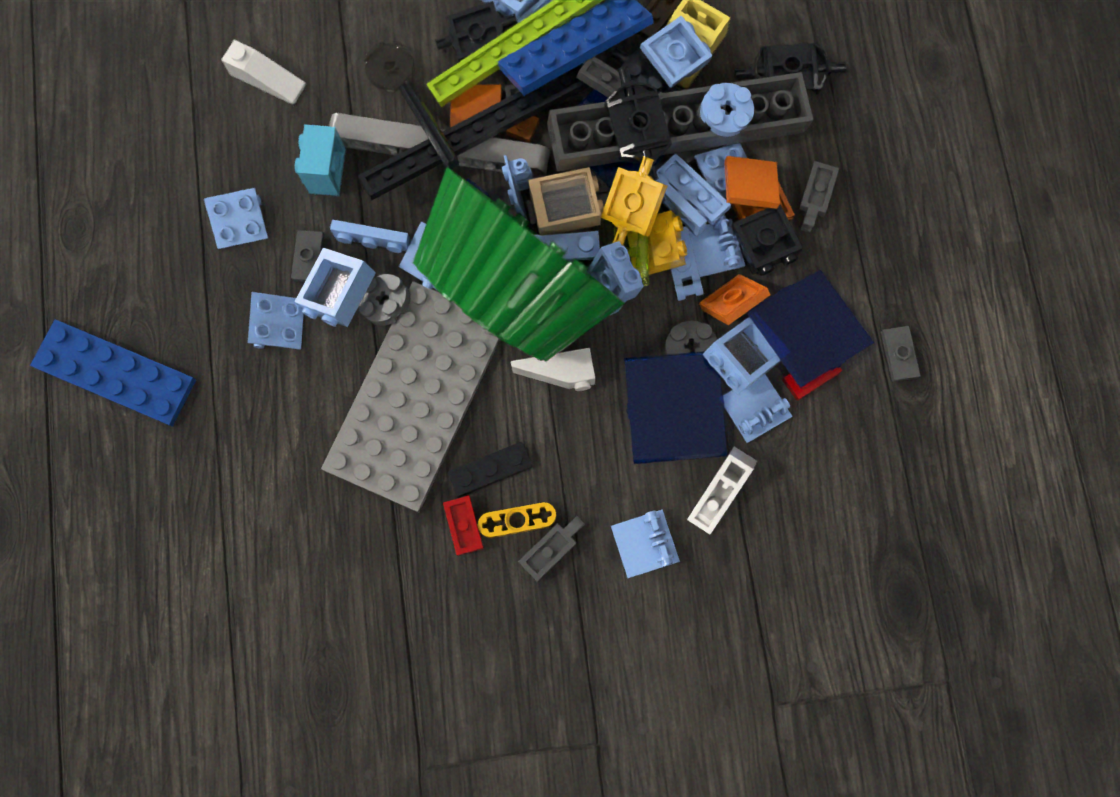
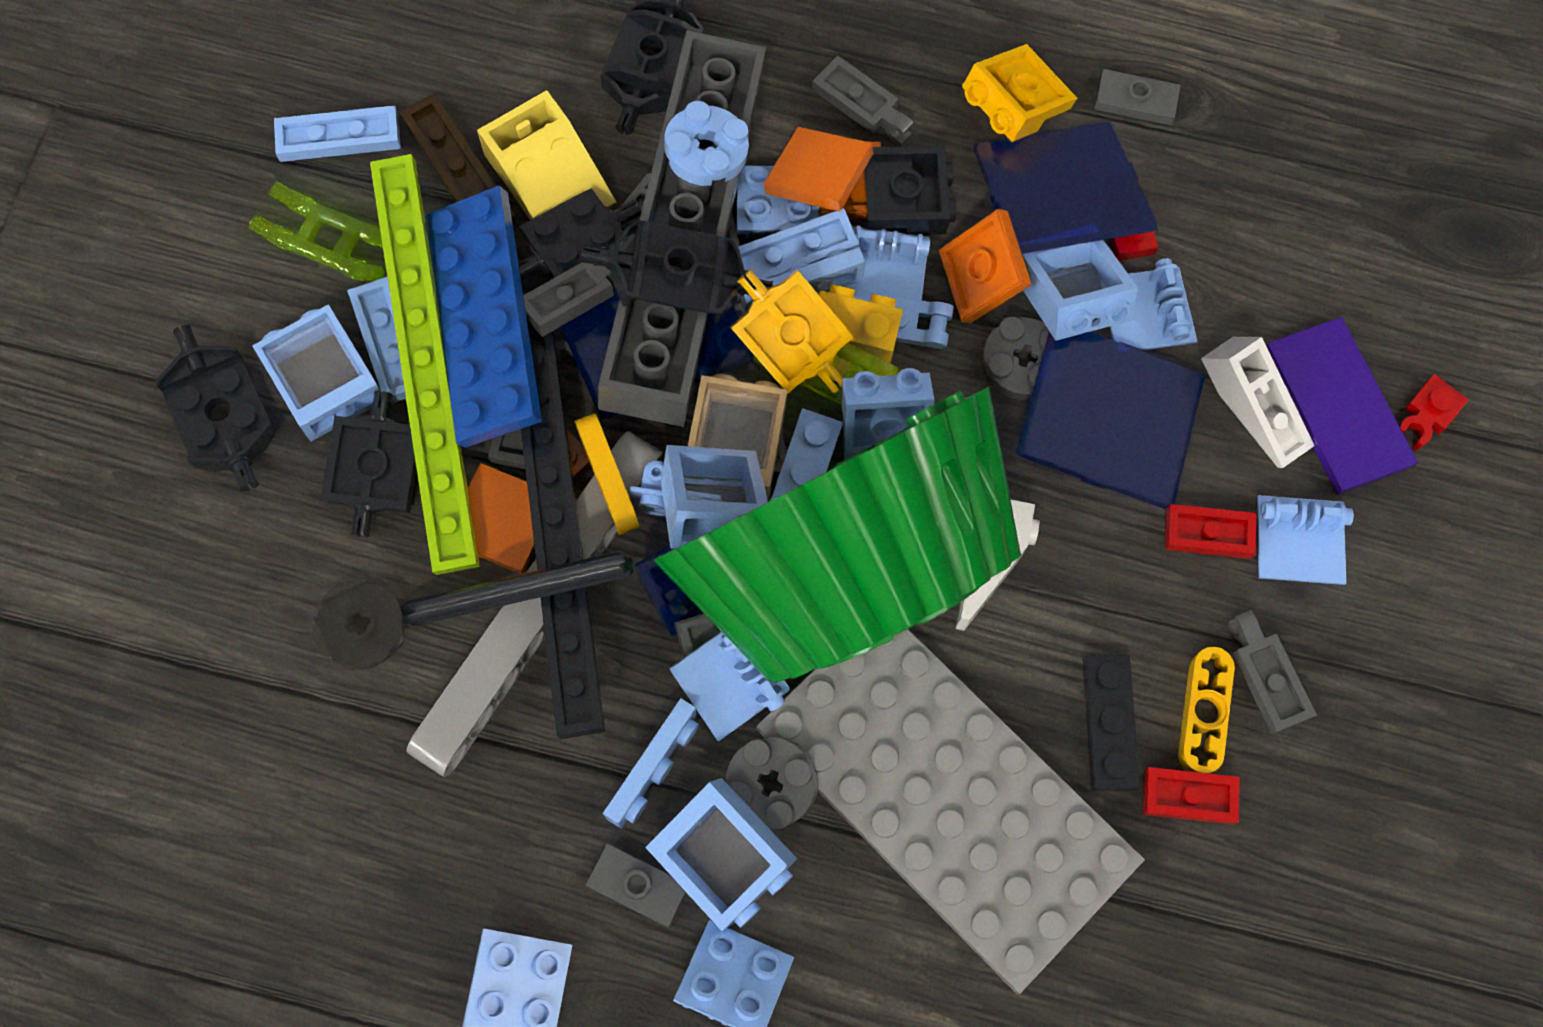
camera: 75 degrees left, 5 degrees down
(262, 72) = (266, 842): white slope -> none
(320, 160) = (488, 792): medium azure brick -> none
(512, 189) = (708, 489): none -> light blue window
(513, 143) = (607, 474): none -> yellow beam
(626, 487) = (1210, 531): none -> red plate
(676, 51) = (570, 180): light blue plate -> none
(743, 541) = (1341, 406): none -> dark purple tile
(767, 599) = (1432, 409): none -> red plate
(865, 279) = (1017, 92): none -> yellow plate

